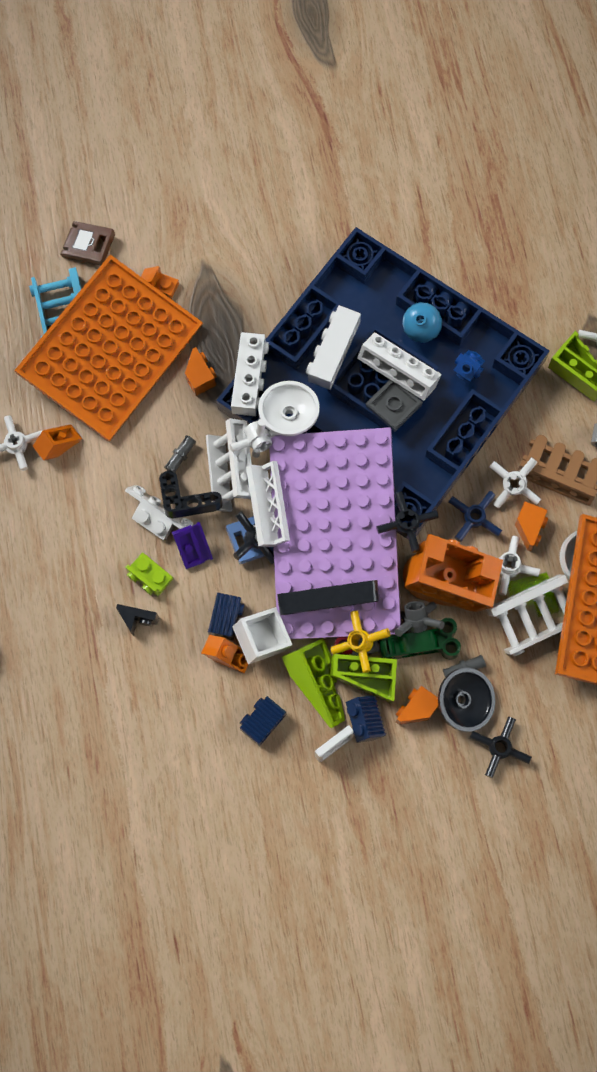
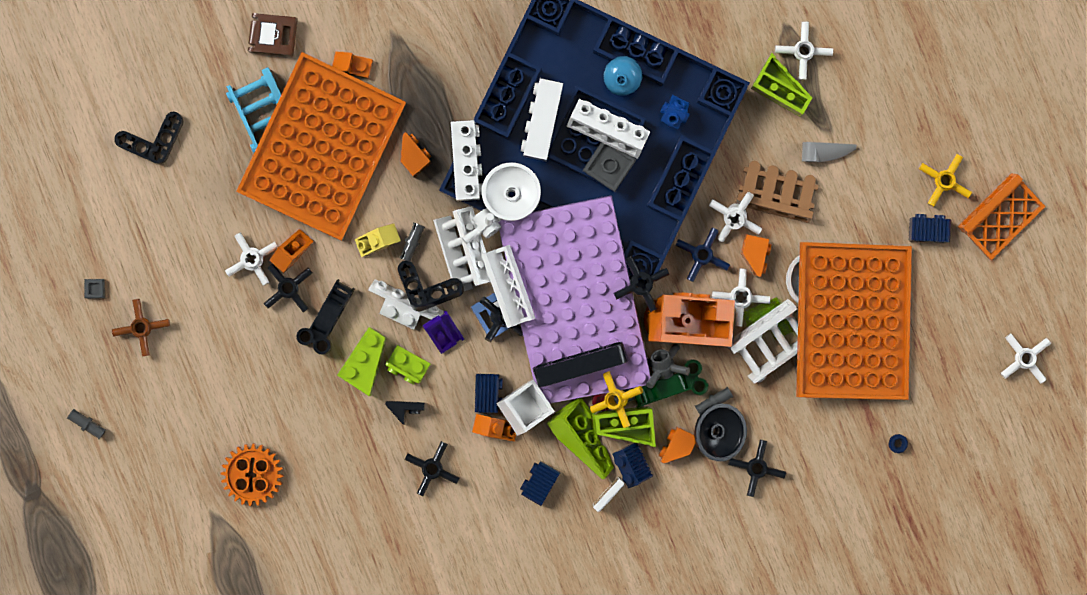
camera: 10 degrees left, 15 degrees up
(47, 483) = (282, 281): none -> black bar
(76, 513) = (327, 317): none -> black piece
(104, 561) = (363, 363): none -> lime wedge
(144, 679) = (435, 460): none -> black bar
(146, 445) = (377, 239): none -> light yellow slope

